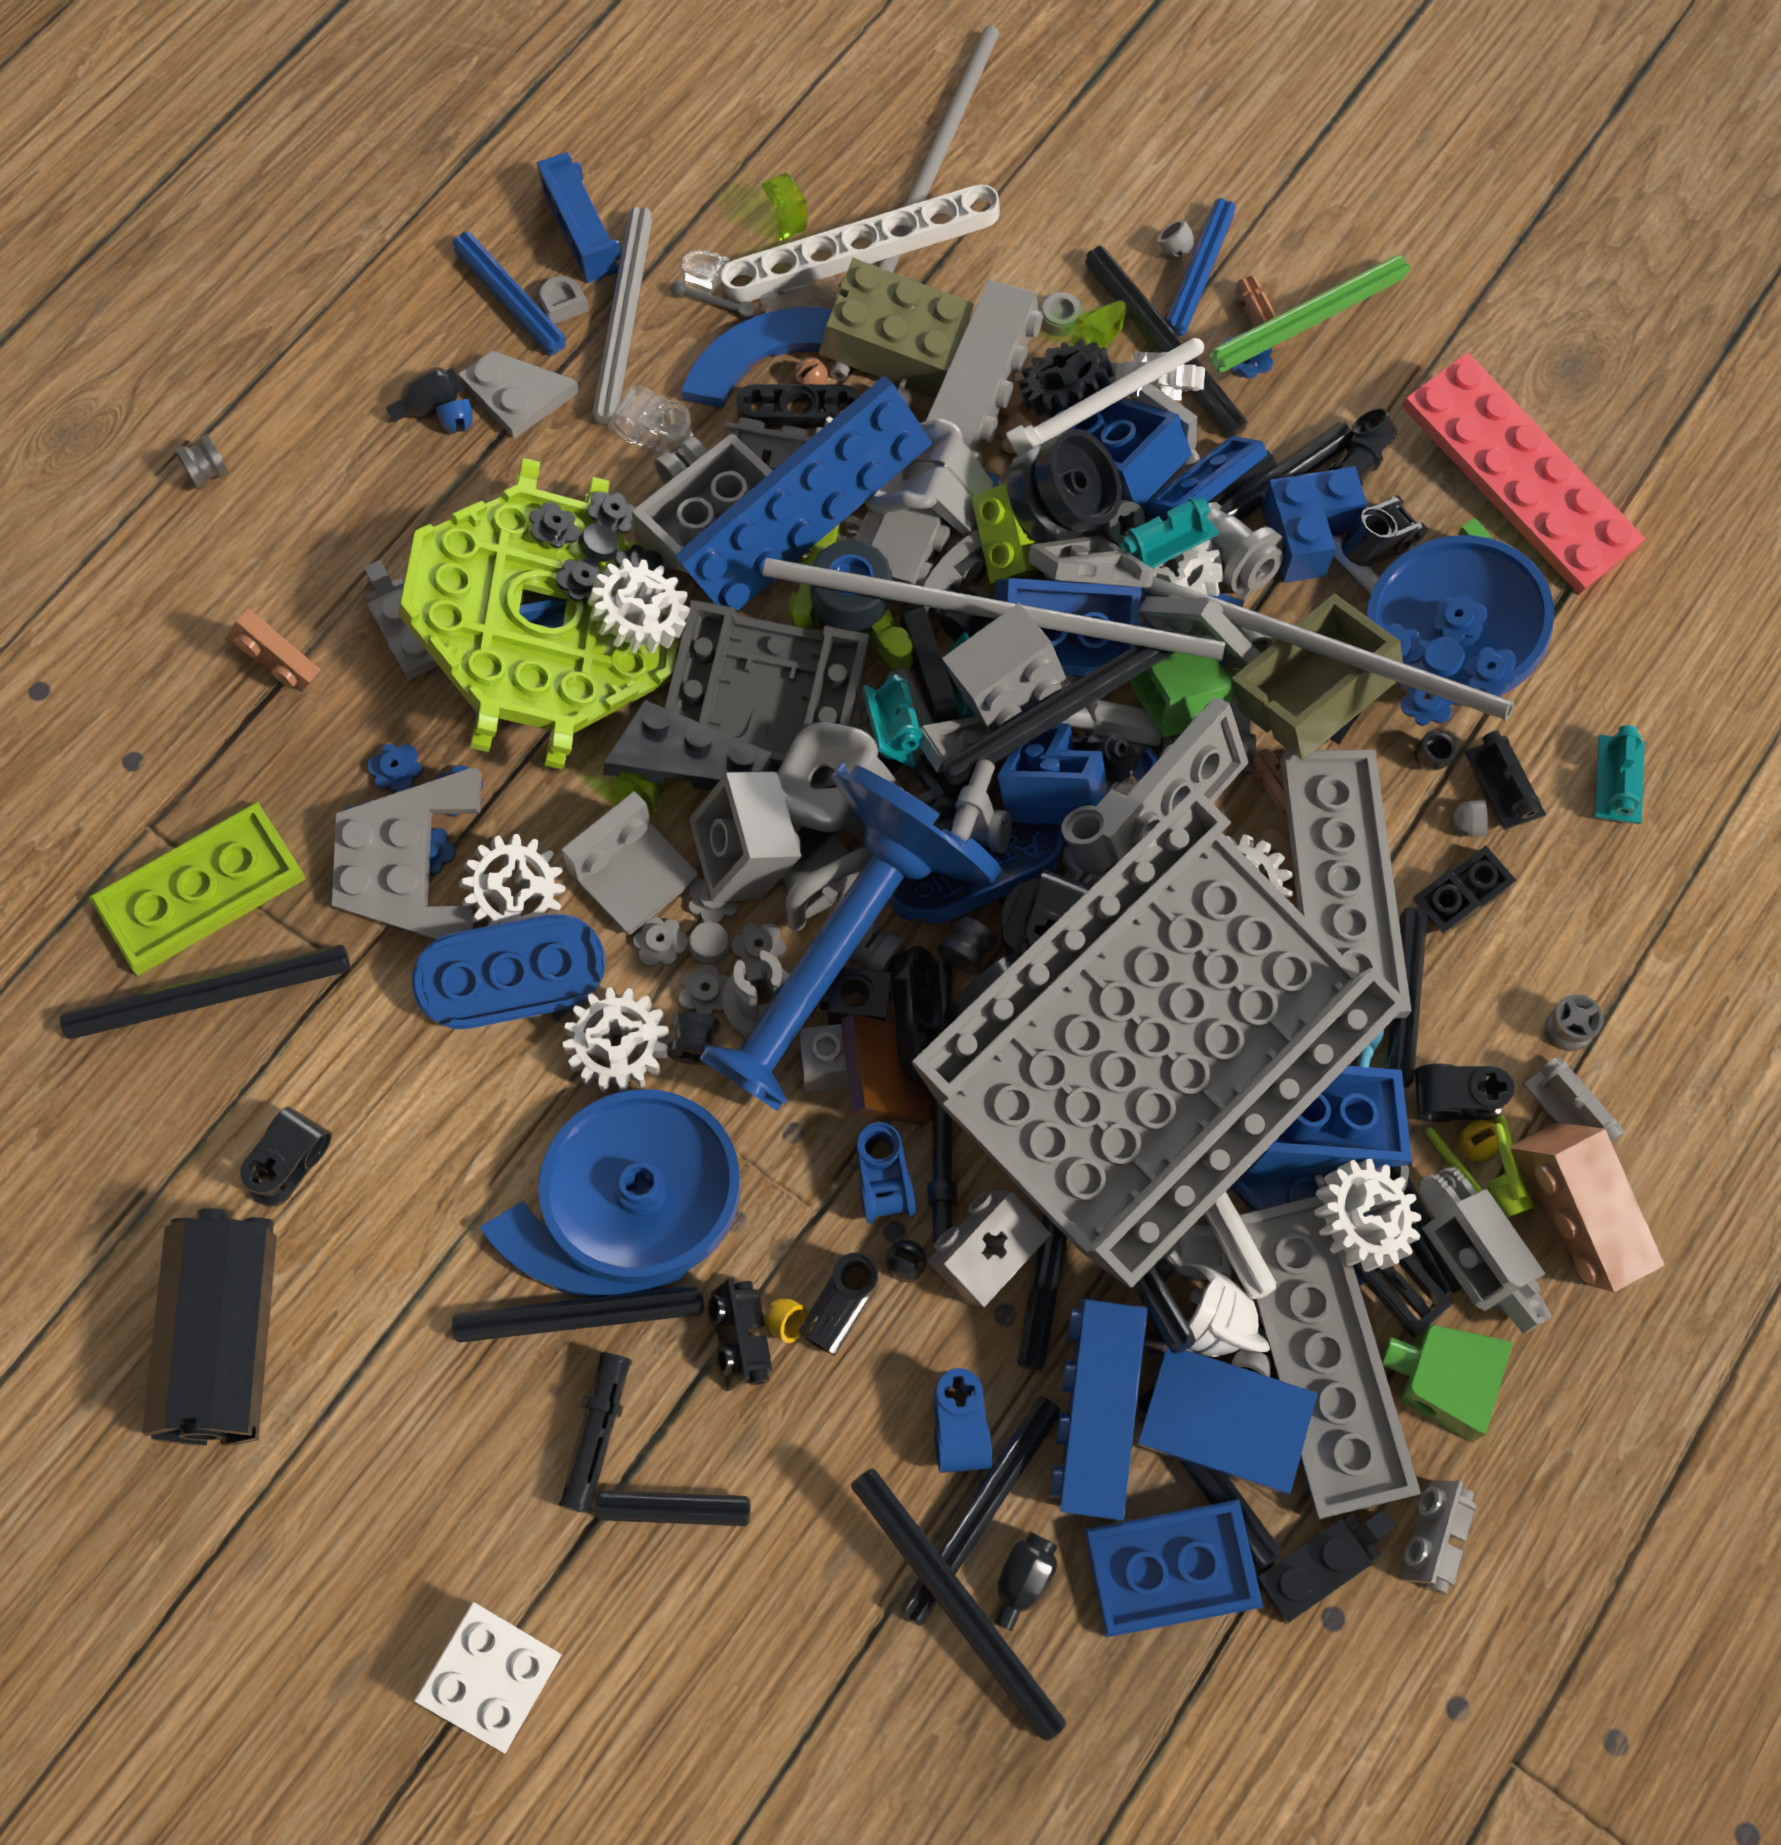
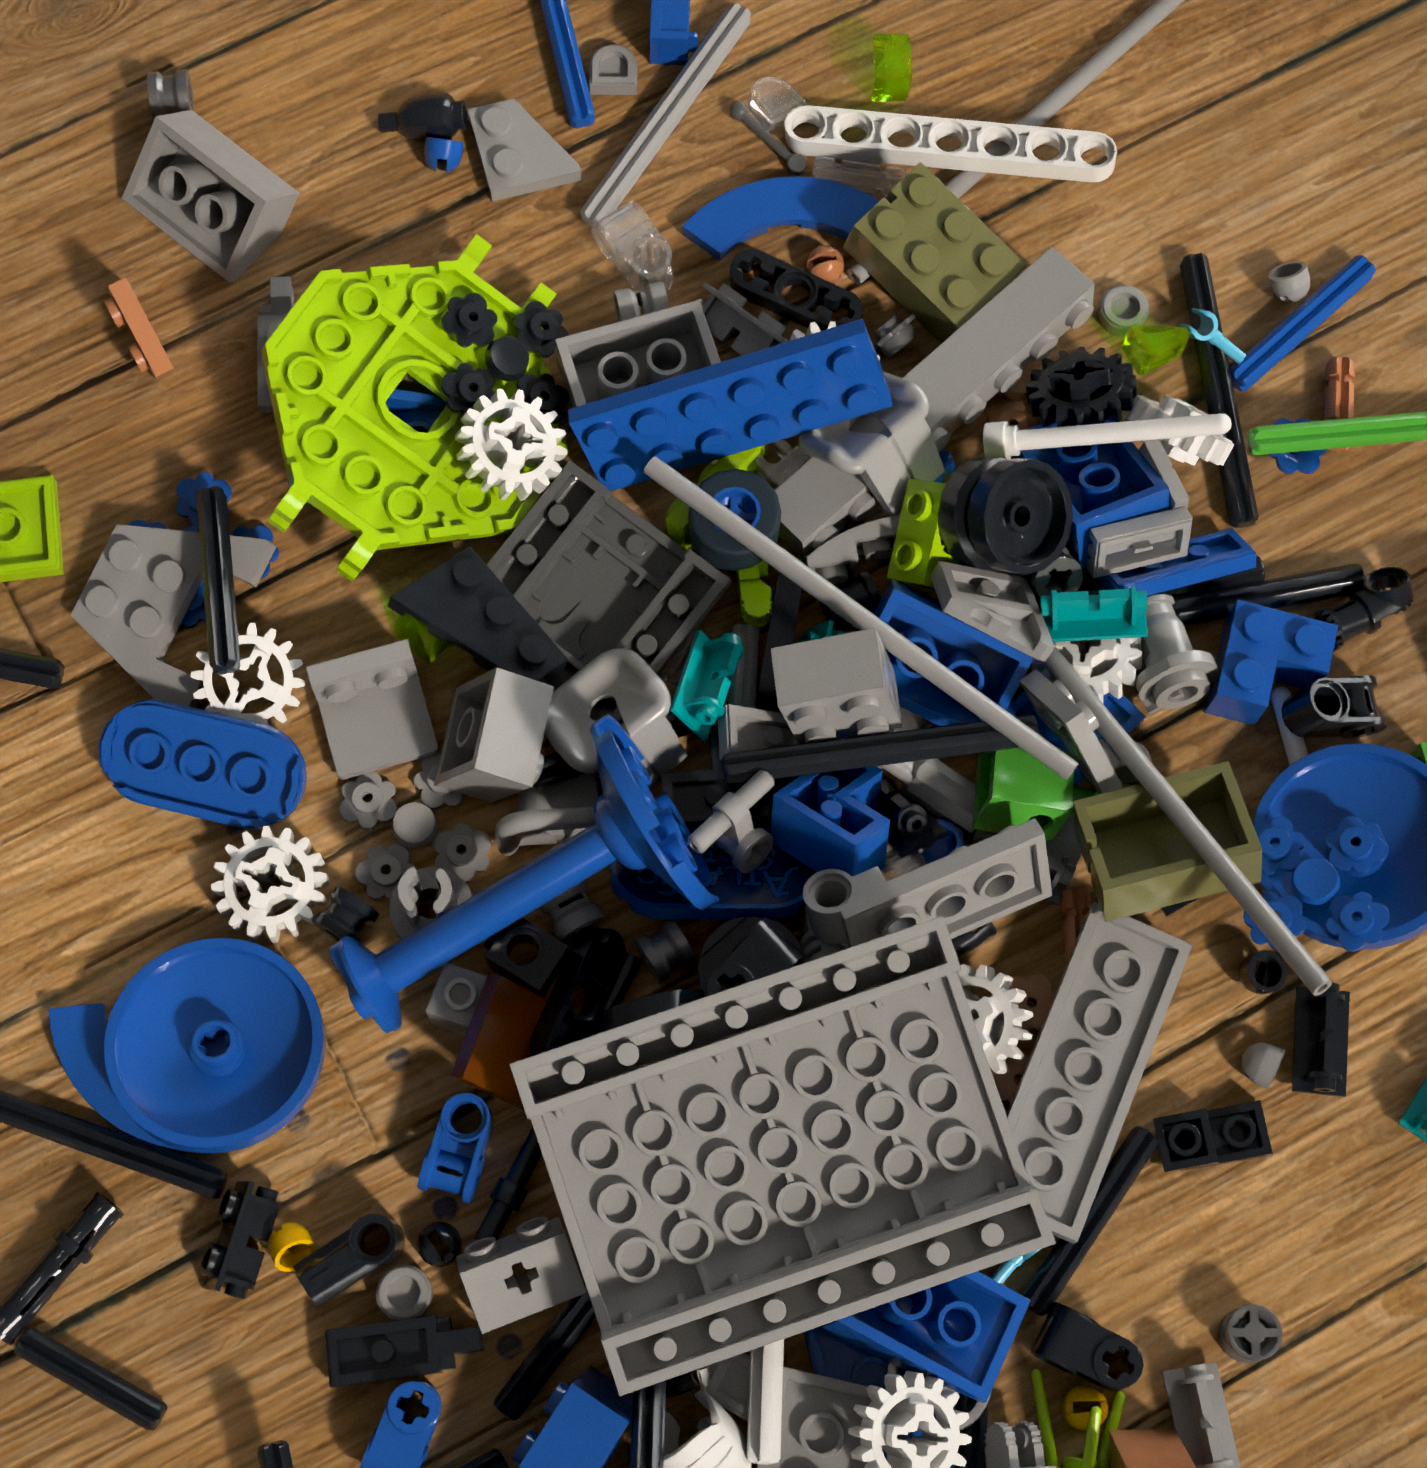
camera: 25 degrees right, 5 degrees up
(275, 525) = (208, 193): none -> light grey slope
(451, 814) = (218, 580): none -> black axle
(898, 1313) = (404, 1293): none -> light grey tile
(917, 1358) = (396, 1350): none -> black hinge
(1137, 296) = (1209, 332): none -> medium azure hand
(1172, 463) = (1139, 542): none -> light grey tile

